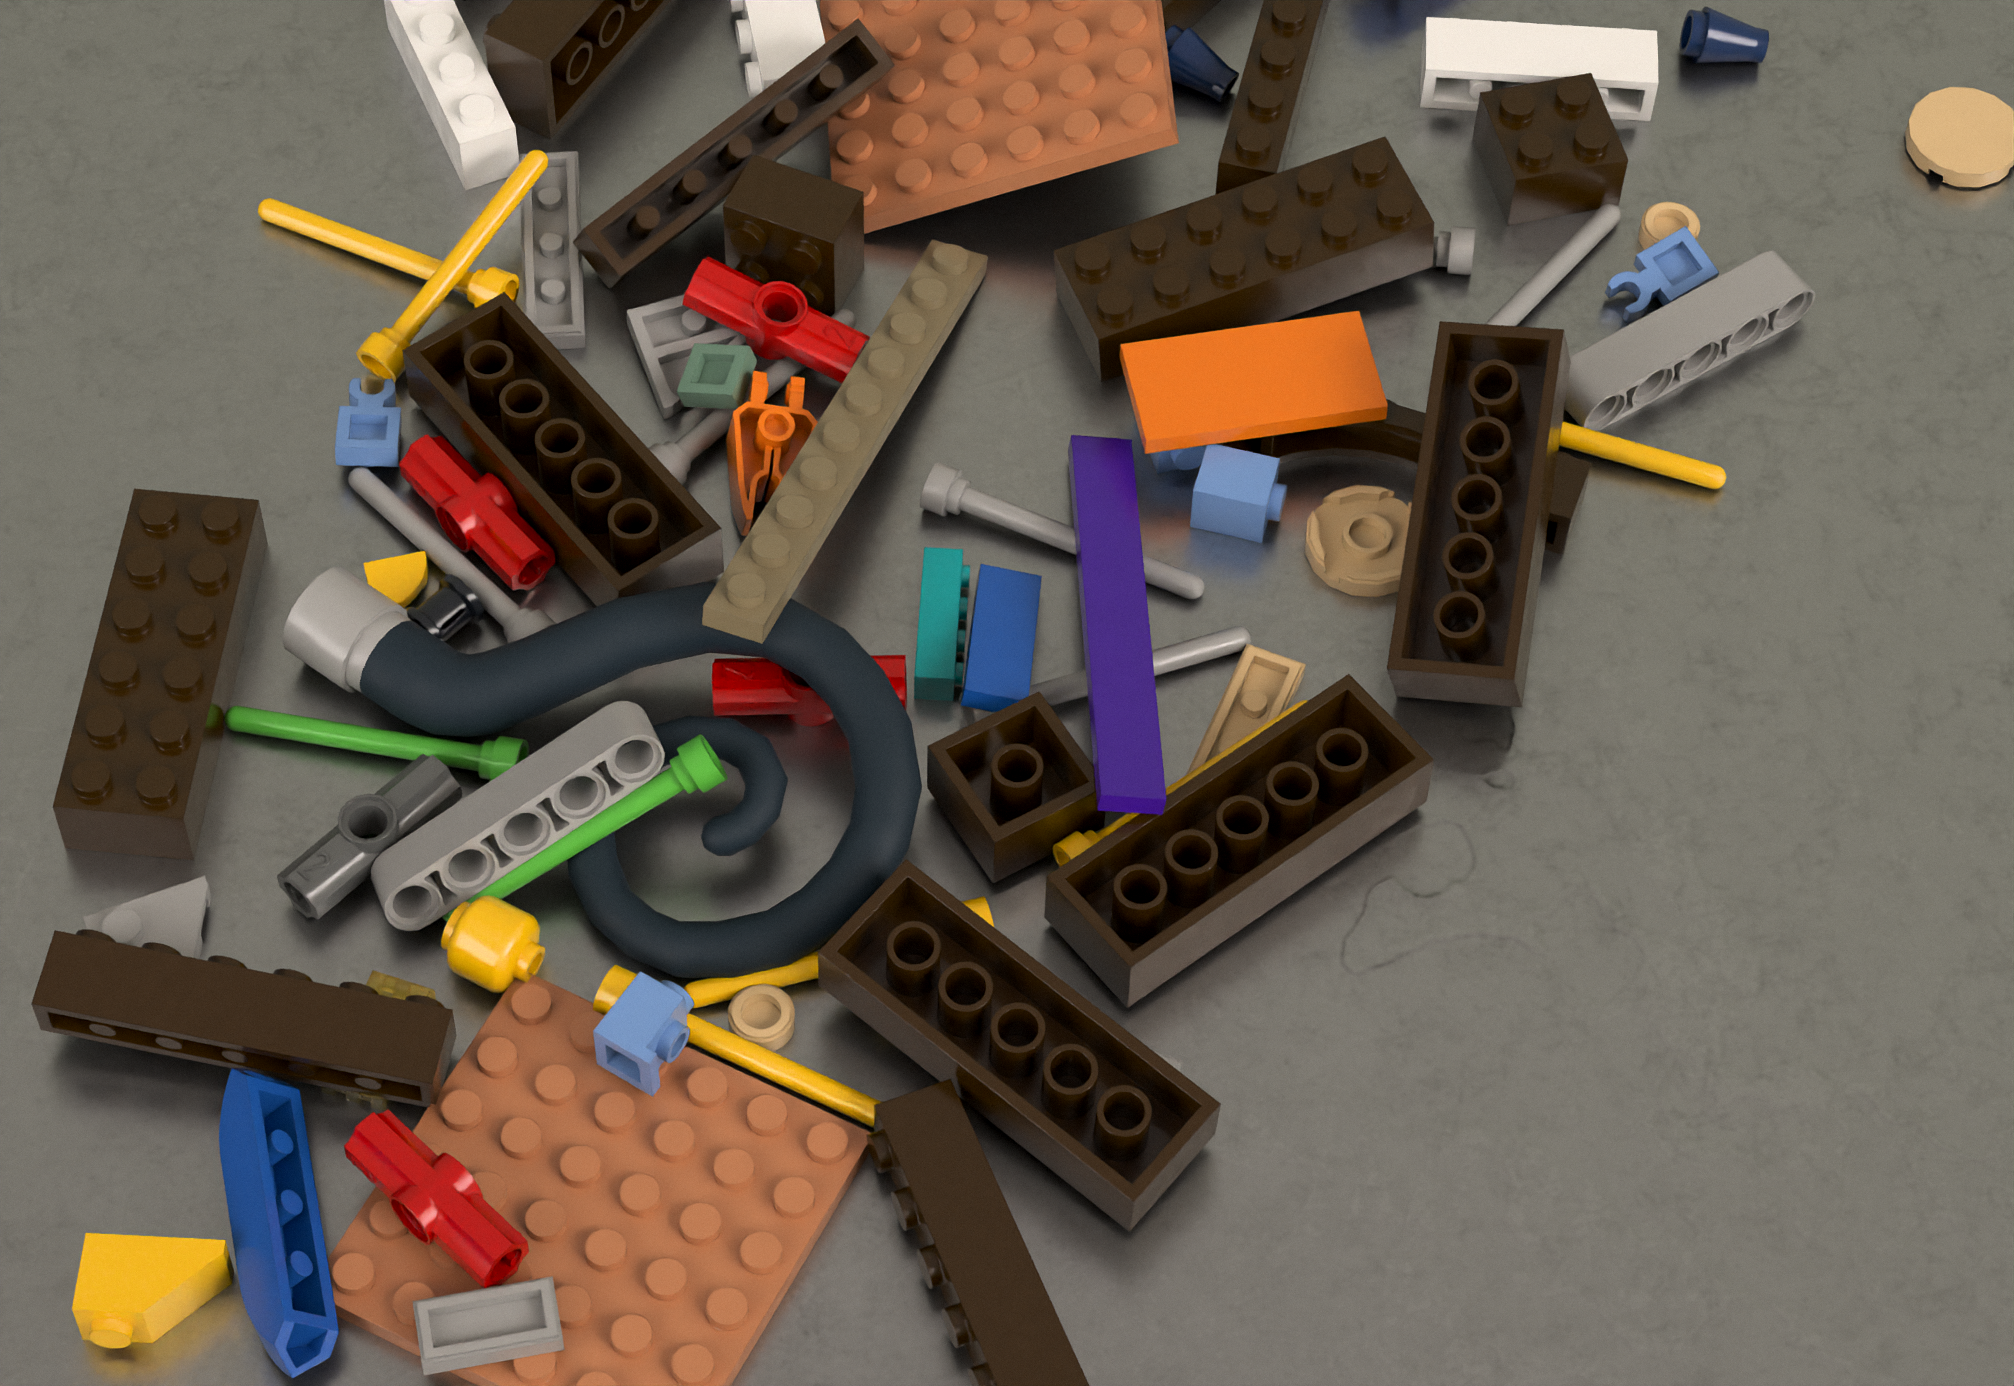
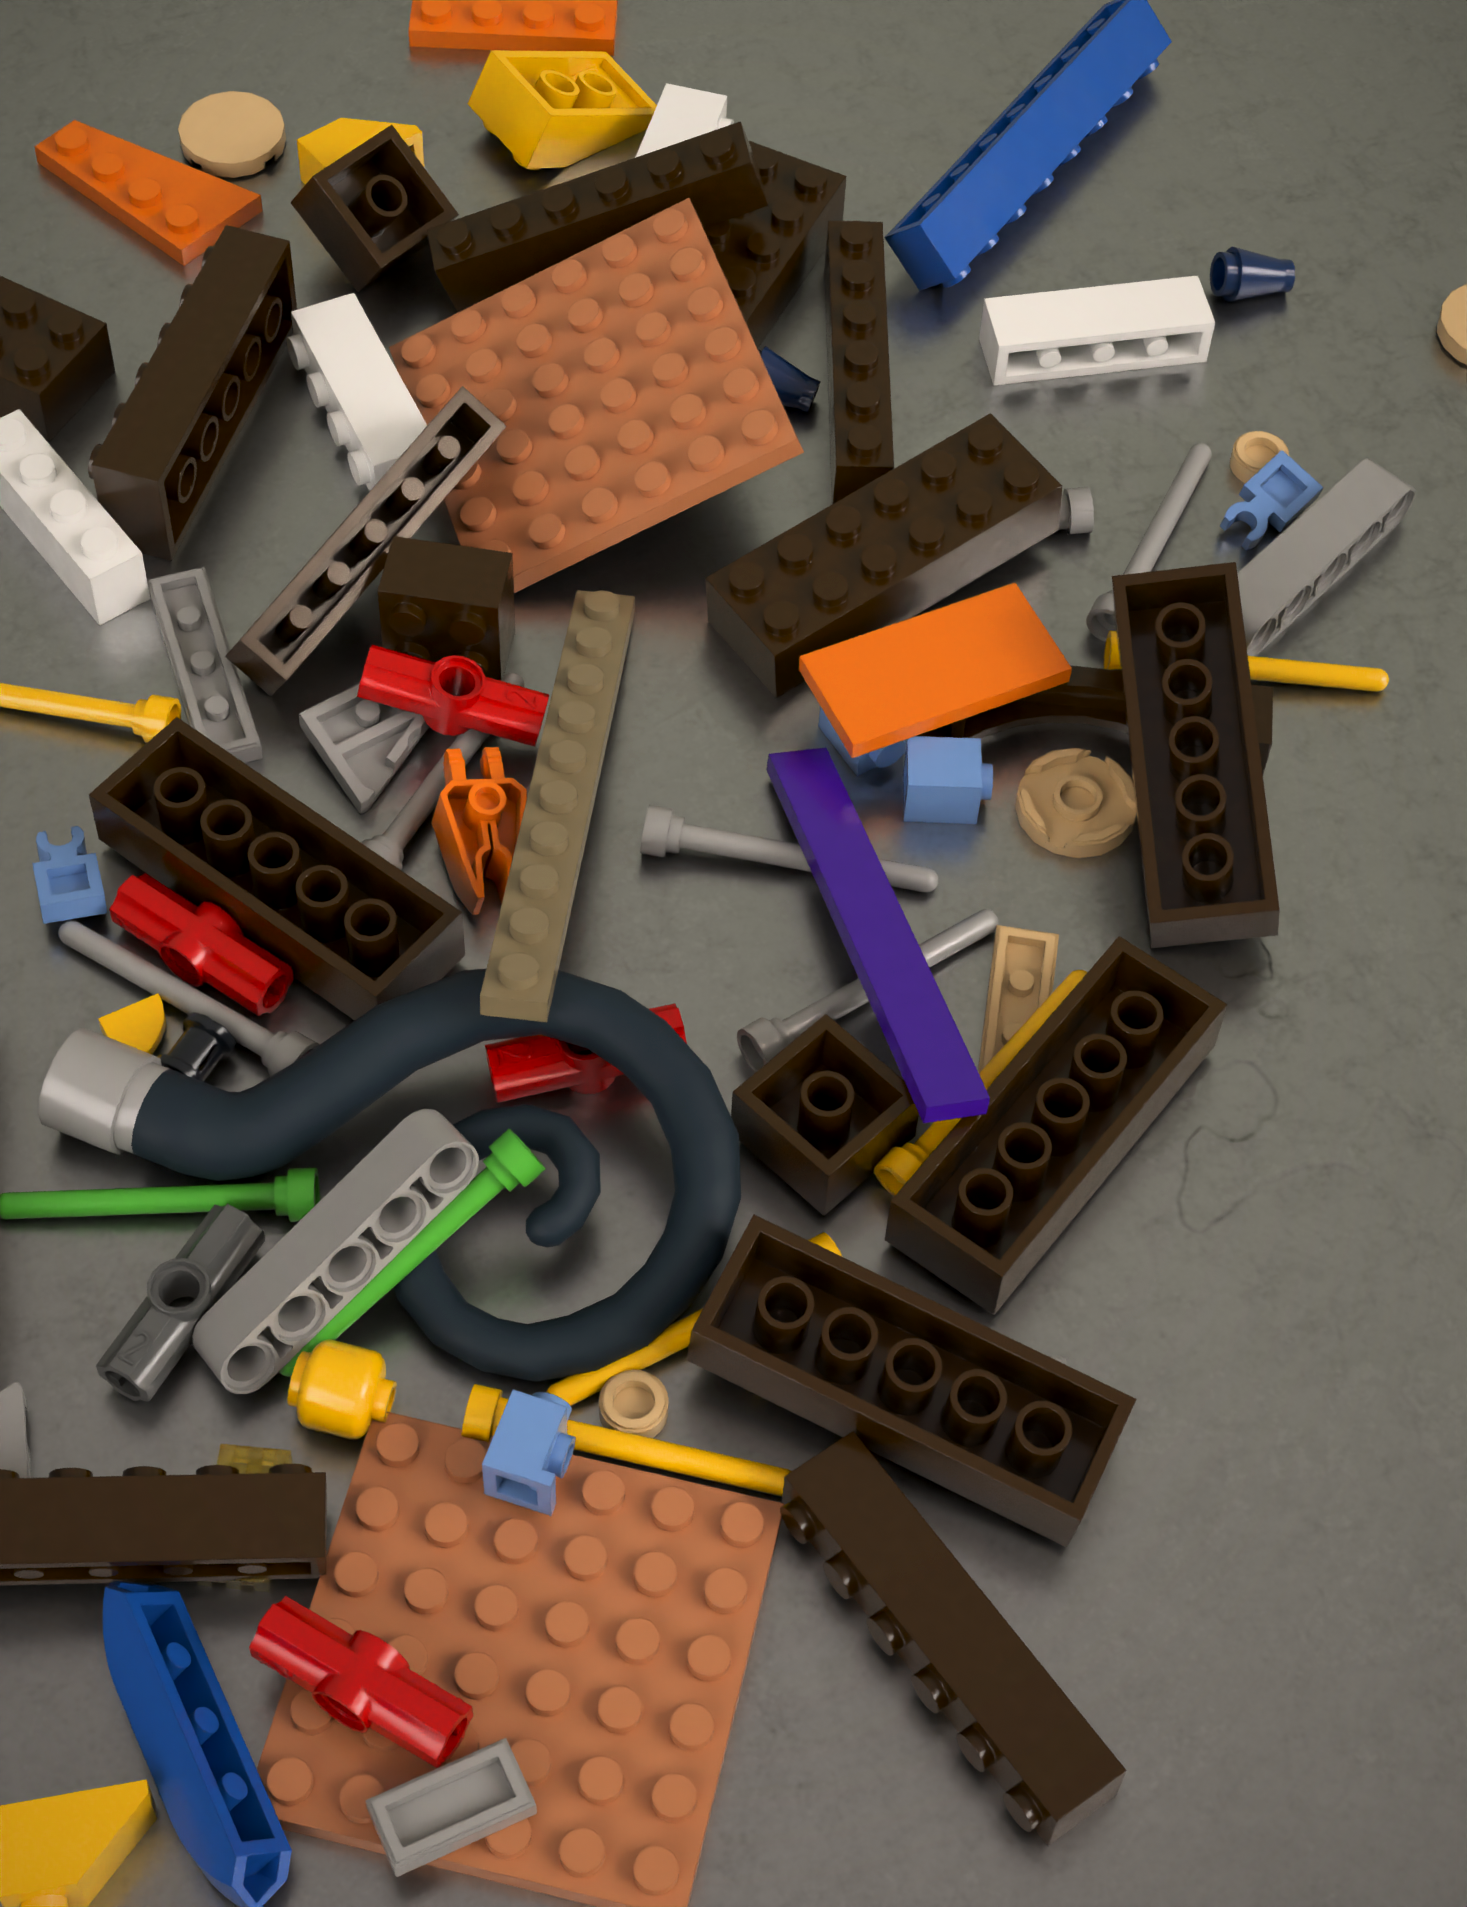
camera: 15 degrees left, 0 degrees up
(383, 350) = (67, 798): yellow piece -> none
(716, 376) = (409, 761): sand green plate -> none
(938, 624) = (694, 965): teal piece -> none
(1001, 638) = (763, 969): blue tile -> none
(1549, 149) = (1131, 401): dark brown brick -> none

